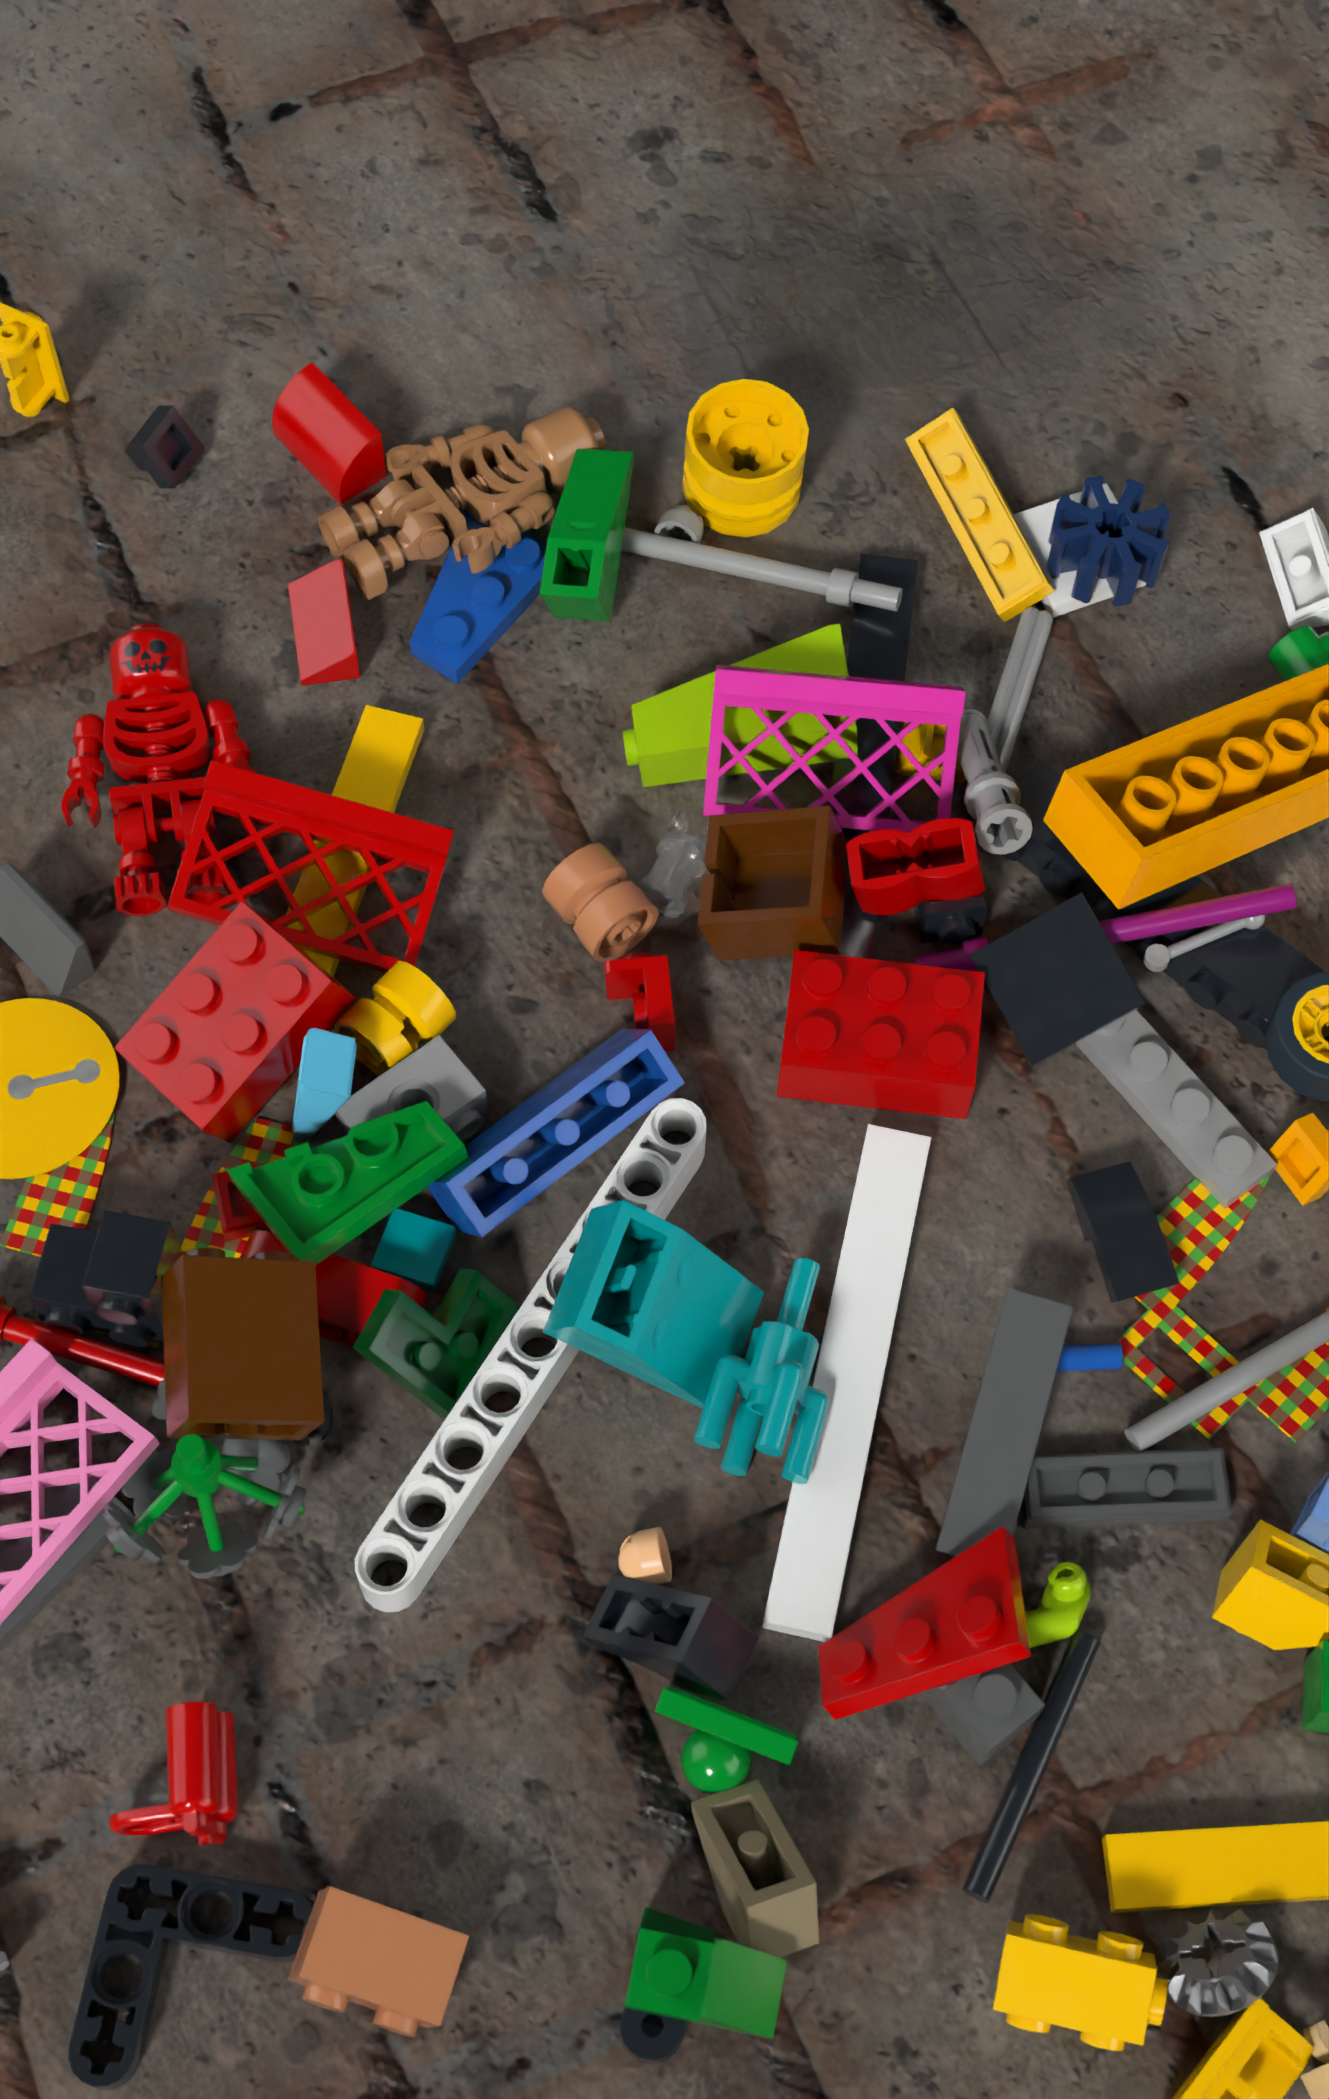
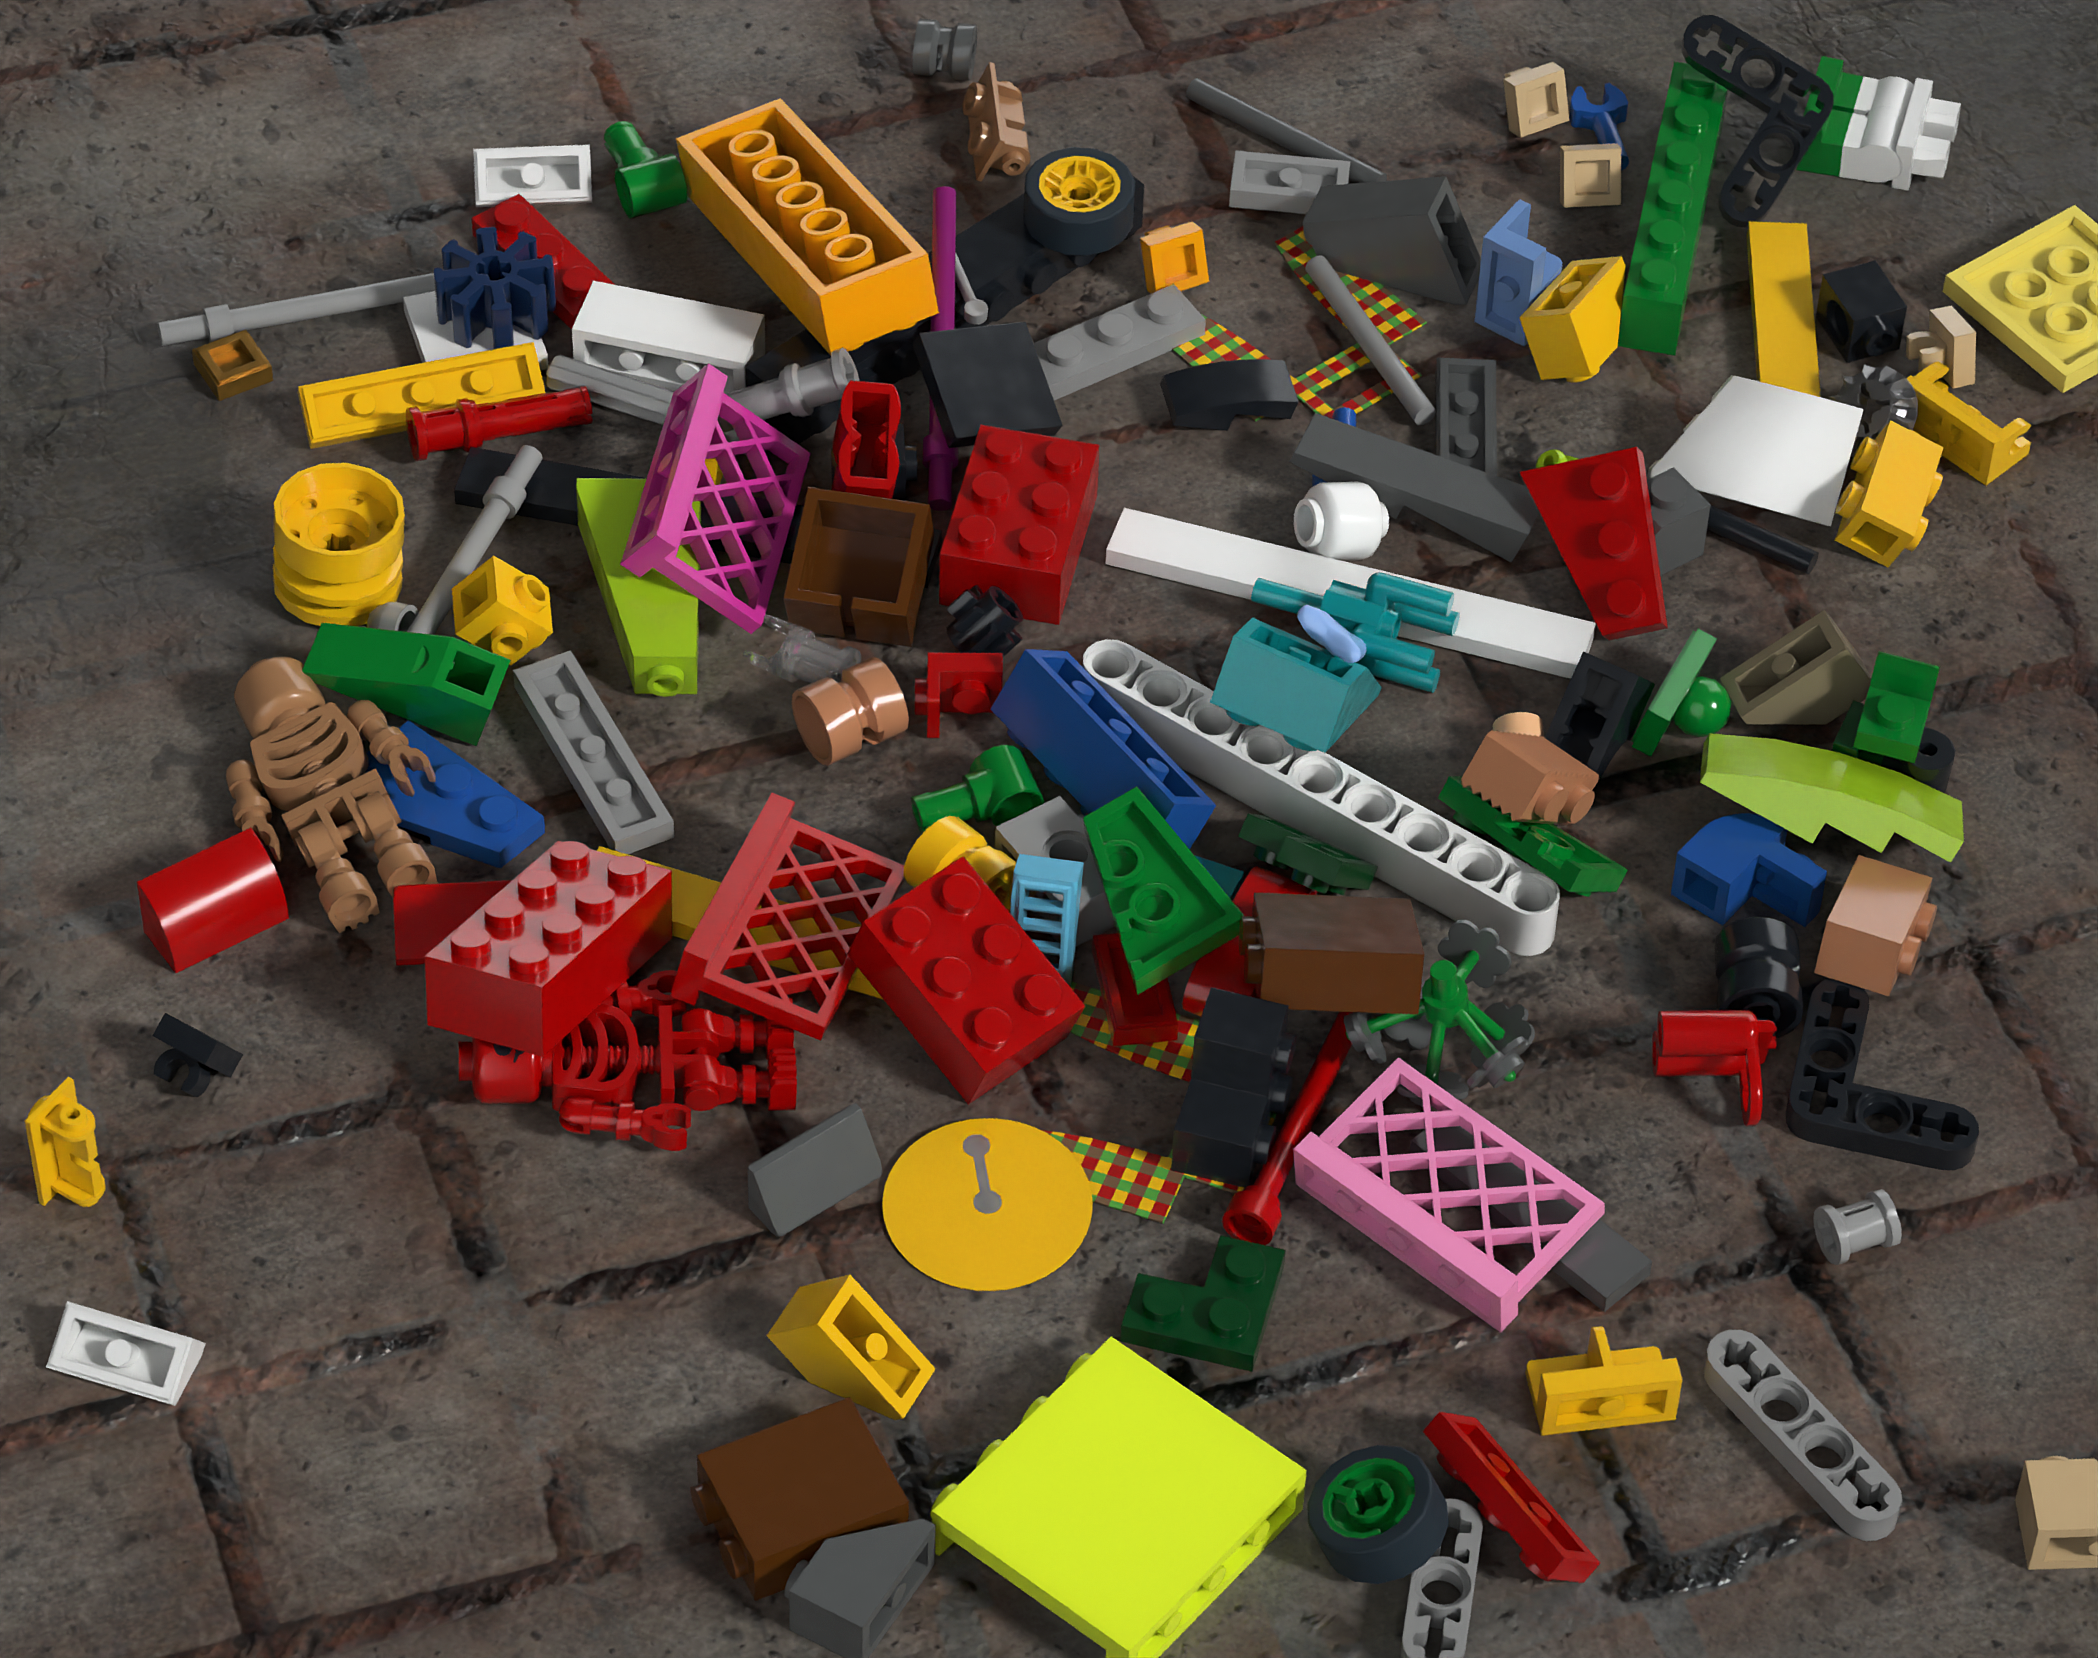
camera: 85 degrees left, 15 degrees down
(242, 668) = (549, 947): none -> red brick
(298, 1825) = (1760, 971): none -> black wheel
(482, 1799) = (1744, 859): none -> blue brick
(483, 1573) = (1543, 846): none -> green wing
(518, 1044) = (994, 789): none -> green pin
(536, 701) = (593, 754): none -> light grey plate
(545, 1557) = (1530, 779): none -> nougat brick
(560, 1907) = (1815, 786): none -> lime slope
(654, 1312) = (1331, 634): none -> light blue piece
(678, 585) = (502, 610): none -> yellow brick
(752, 1018) = (984, 621): none -> black gear
(938, 1353) = (1341, 520): none -> white head
(944, 554) = (472, 423): none -> red pin
(999, 371) = (232, 365): none -> pearl gold tile
(1048, 356) = (221, 322): none -> light grey bar
(1088, 688) = (665, 336): none -> white brick
(1112, 1822) = (1768, 449): none -> white slope
(1188, 597) = (571, 268): none -> red plate

